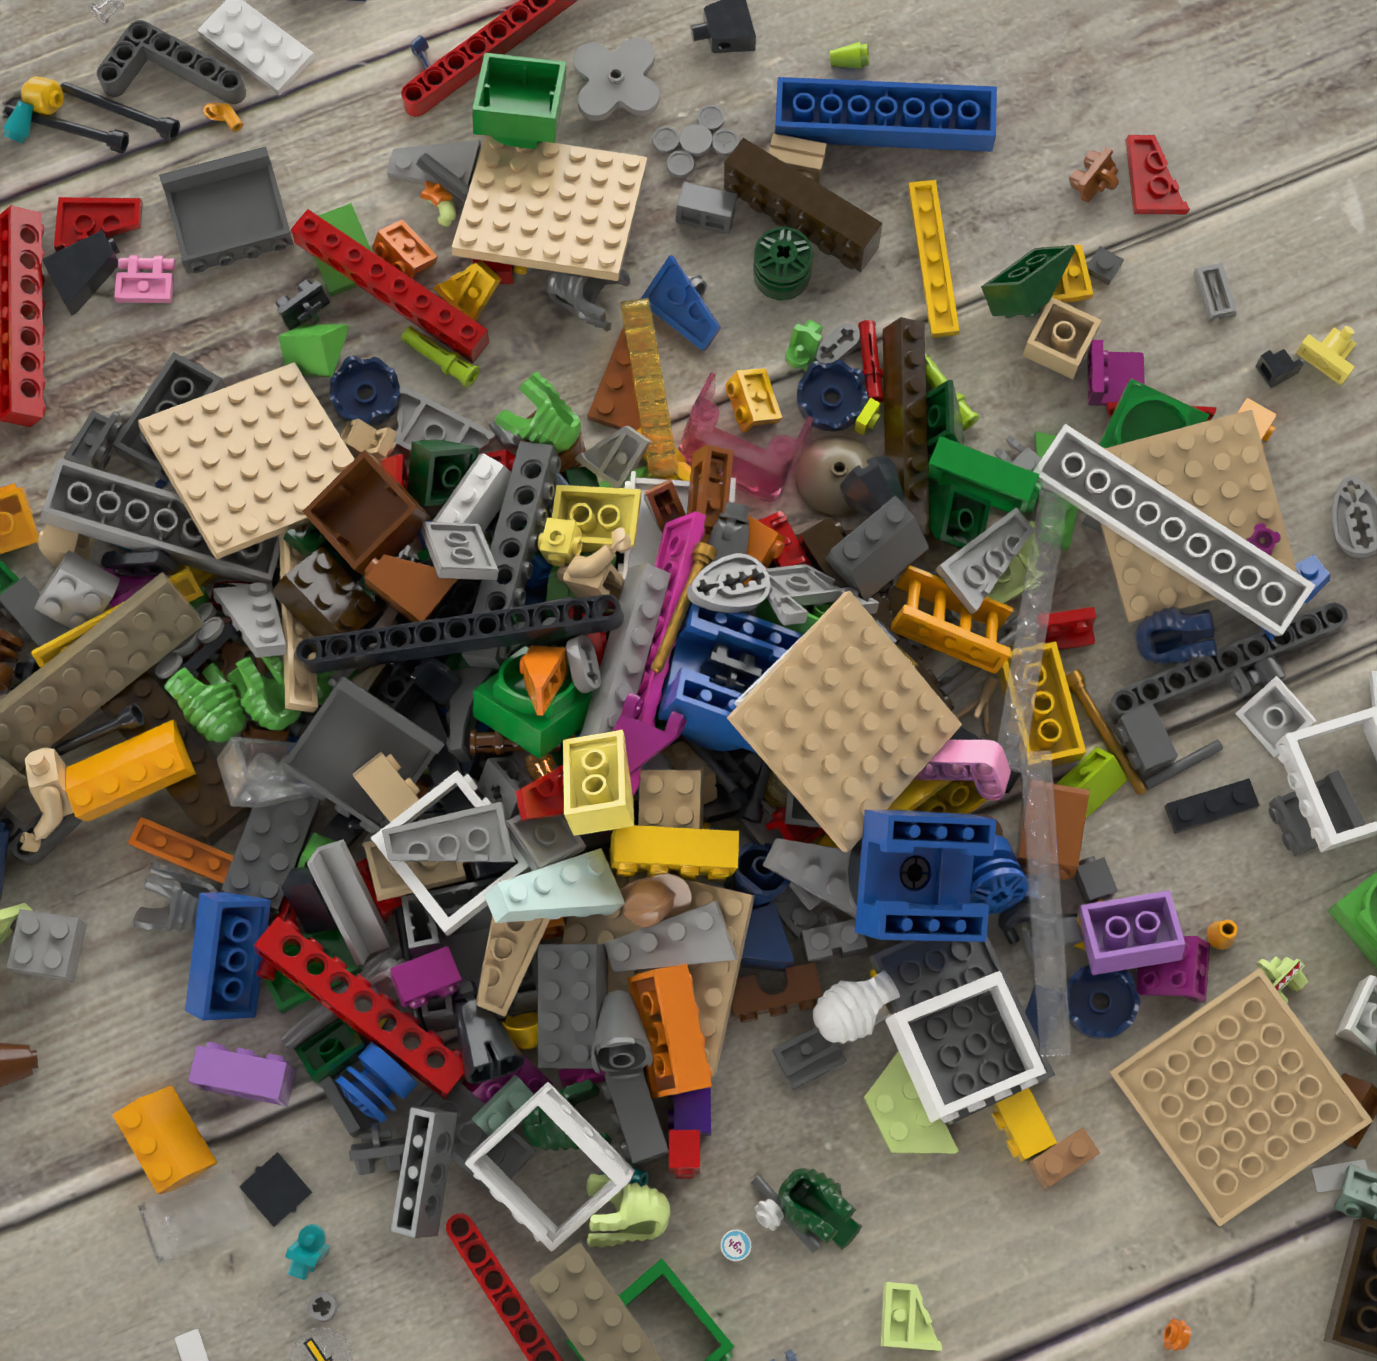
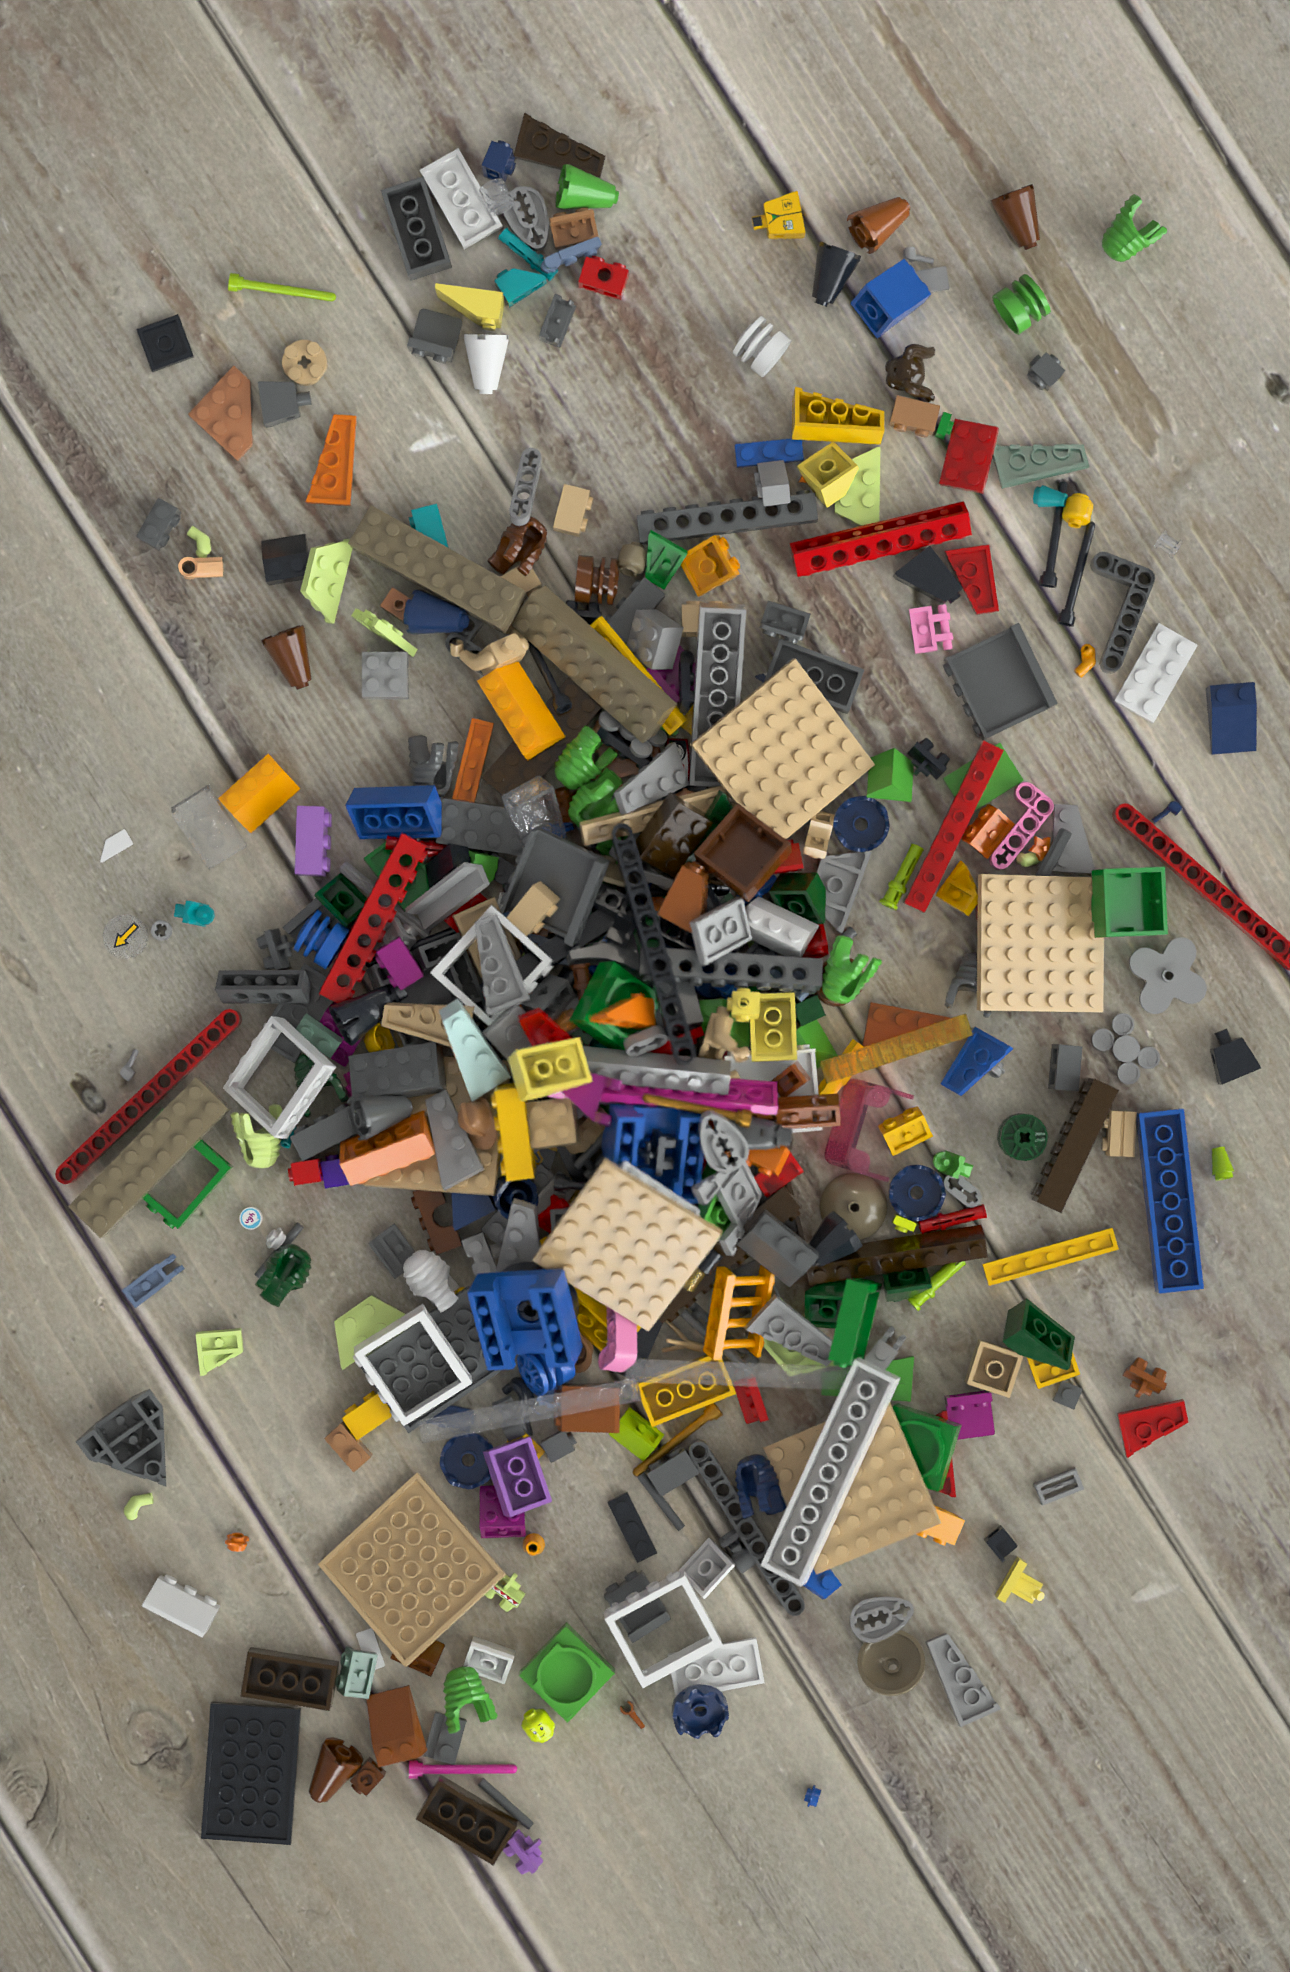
camera: 85 degrees right, 15 degrees up
(275, 1189) = (238, 879): black piece -> none
(413, 214) = (1018, 830): none -> bright pink beam
(616, 456) = (831, 1032): light grey wing -> none
(1271, 538) = (830, 1544): magenta plate -> none

